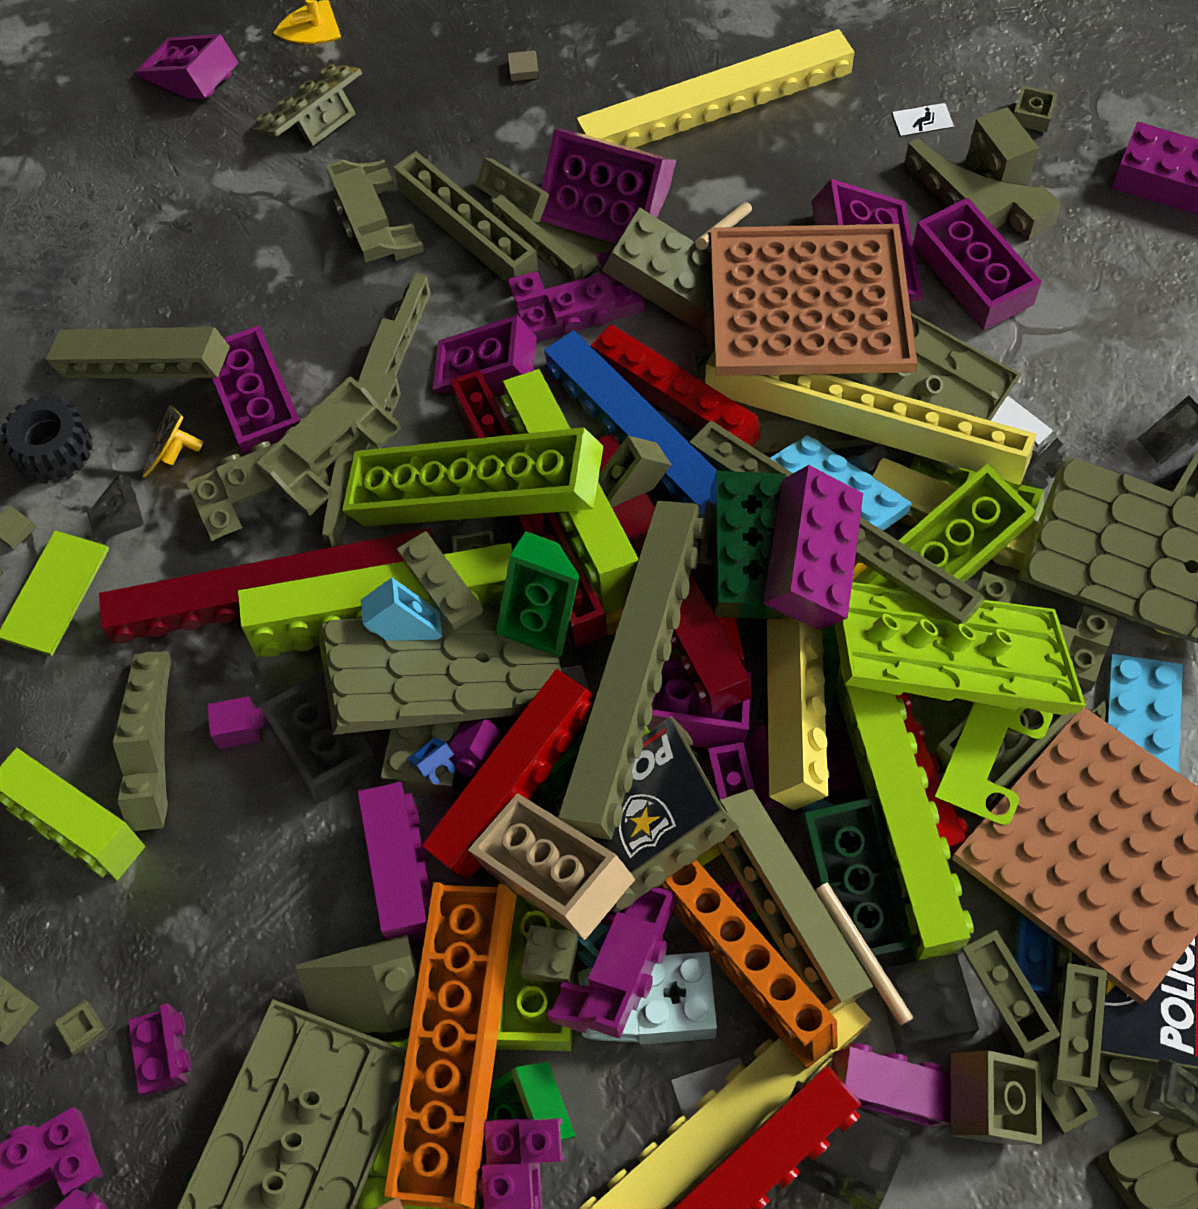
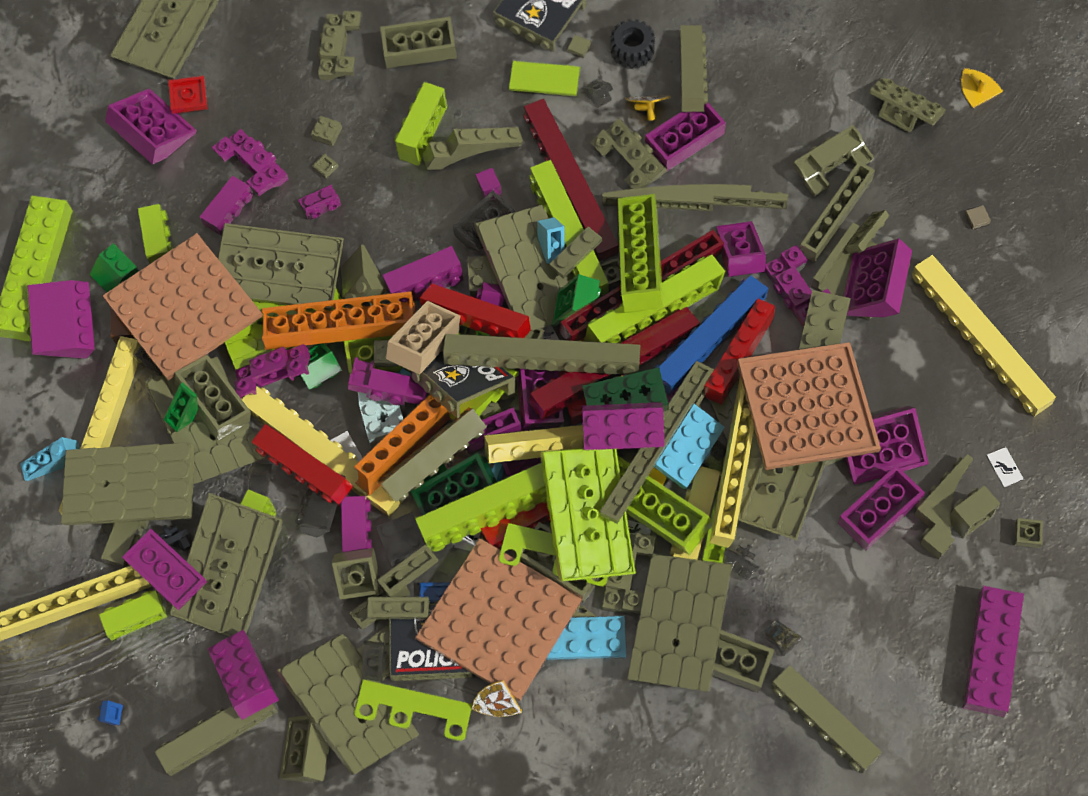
camera: 80 degrees right, 5 degrees up
(189, 65) = (918, 29): magenta slope -> none
(323, 437) = (654, 173): olive bracket -> none
(430, 757) = (477, 274): blue tile -> none
(633, 470) = (667, 333): olive slope -> none
(729, 221) = (869, 356): tan bar -> none
(864, 954) = (413, 497): tan bar -> none
(1016, 416) = (775, 552): white sticker -> none

